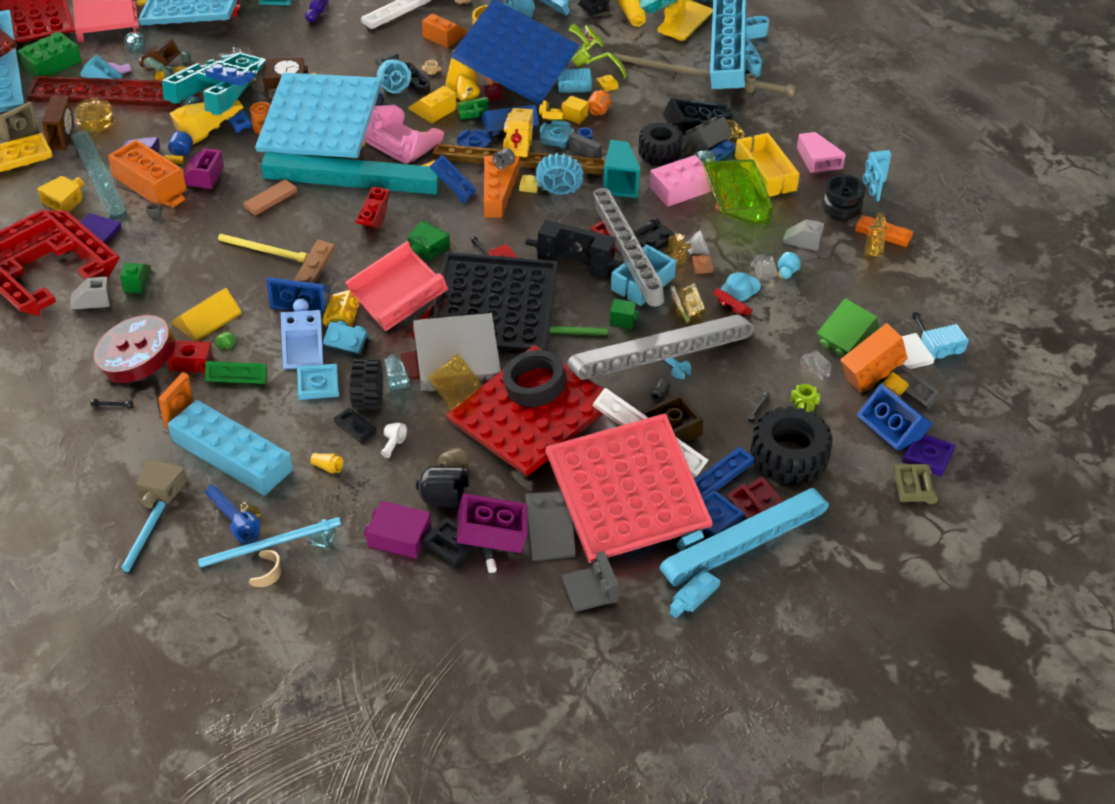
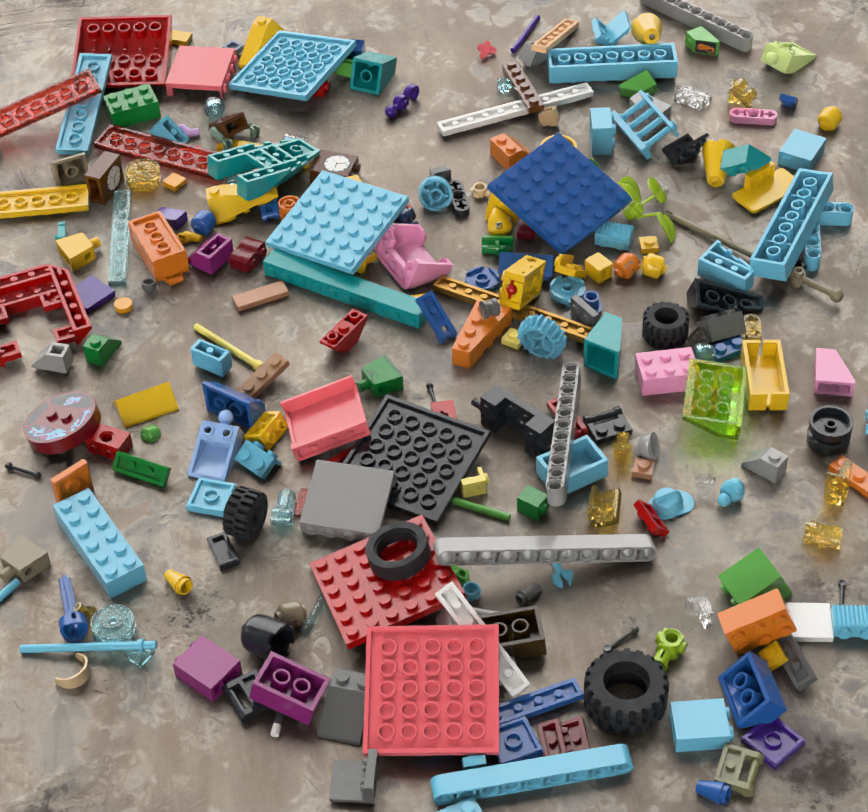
camera: 25 degrees right, 0 degrees up
(37, 180) = (62, 230): none -> plate
(128, 115) = (174, 182): none -> light orange tile
(135, 234) = (123, 305): none -> light orange tile
(229, 75) = (270, 163): blue plate -> none
(239, 163) = (247, 254): none -> dark red brick
(254, 259) = (211, 357): none -> medium azure brick
(284, 515) = (113, 624): none -> clear light blue wheel
(396, 434) = (254, 571): white bar -> none
(435, 105) = (462, 232): yellow slope -> none
(454, 381) = (326, 533): clear yellow slope -> none
(472, 457) = (313, 614): none -> clear light blue bar
(563, 311) = (474, 485): none -> light yellow bracket
(622, 98) = (653, 265): none -> yellow head
(688, 87) = (725, 269): none -> medium azure wedge
(865, 456) = (700, 725): none -> medium azure brick
(882, 280) = (823, 535): none -> clear yellow hips
(906, 505) = (715, 791): none -> blue cone

